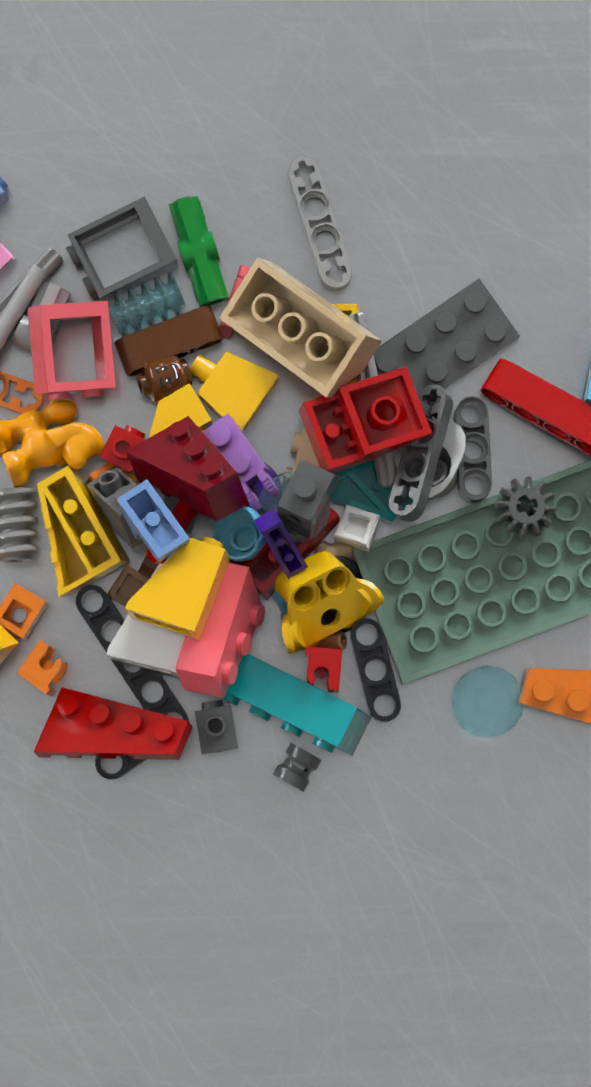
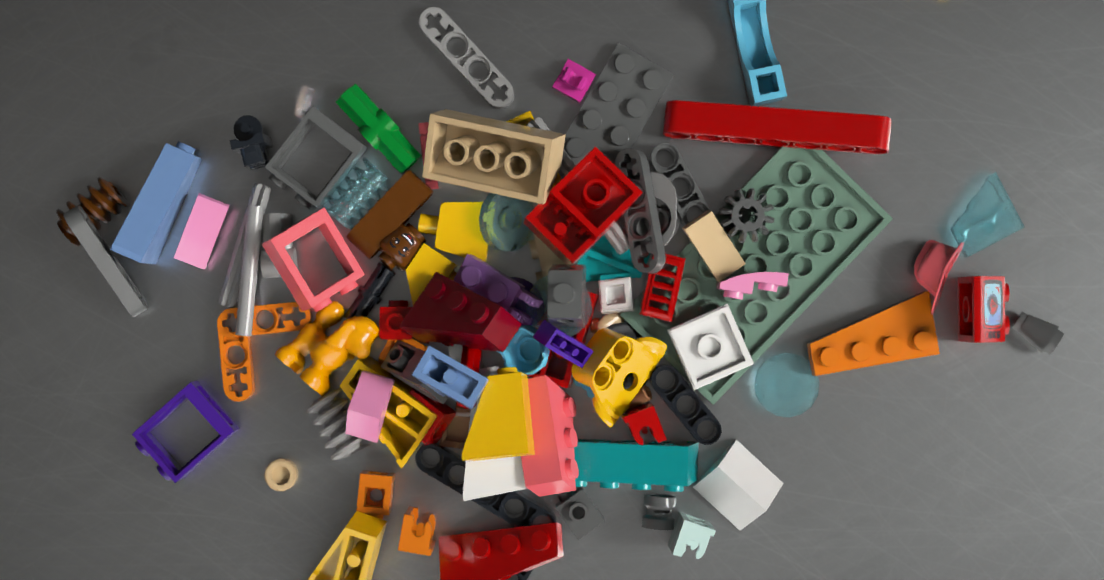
camera: 25 degrees left, 5 degrees up
(56, 517) = (369, 406): none -> bright pink slope
(66, 204) = (251, 142): none -> black hips
(111, 410) = (370, 292): none -> black pin
(127, 564) = (443, 420): none -> red bracket
(137, 189) = (304, 101): none -> clear tile
(278, 399) = (503, 222): none -> clear light blue tile
(324, 801) = (692, 532): none -> light aqua hinge
(389, 562) = (667, 314): none -> red slope
(390, 780) = (739, 485): none -> white slope
(416, 296) = (574, 81): none -> dark pink tile
(427, 622) = (710, 347): none -> white plate
(478, 522) = (713, 245): none -> tan tile
(488, 573) = (743, 284): none -> bright pink slope

